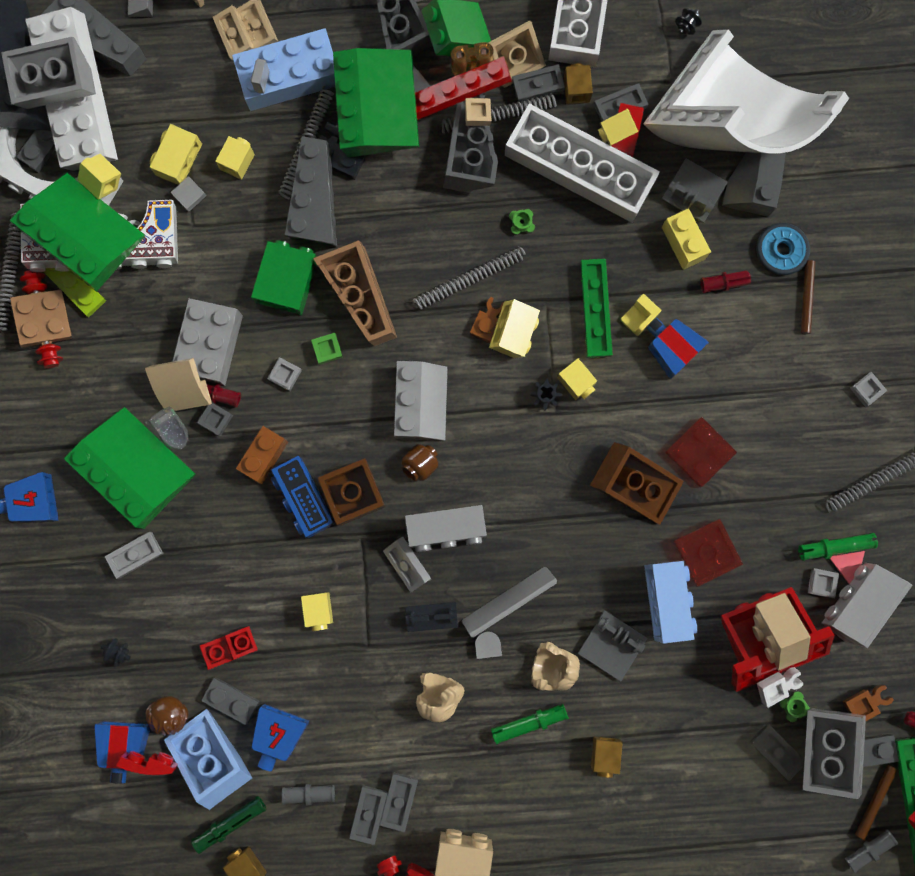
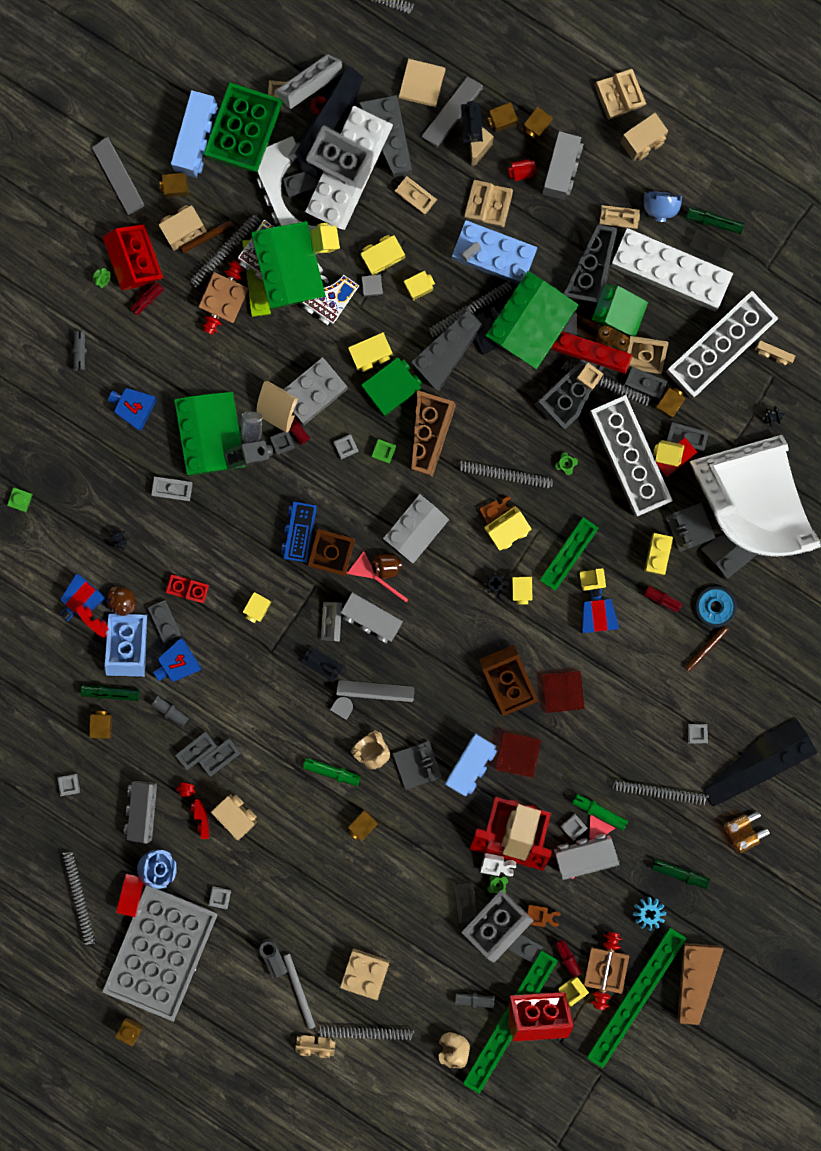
camera: 40 degrees right, 5 degrees up
(165, 73) = (415, 195): none -> tan plate
(185, 457) = (252, 454): none -> dark grey torso
(236, 259) = (370, 352): none -> light yellow brick
(262, 455) = (294, 487): dark orange brick -> none
(398, 484) = (363, 568): none -> coral piece
(438, 697) = (290, 714): tan hair -> none
(875, 802) = (501, 976): reddish brown bar -> none

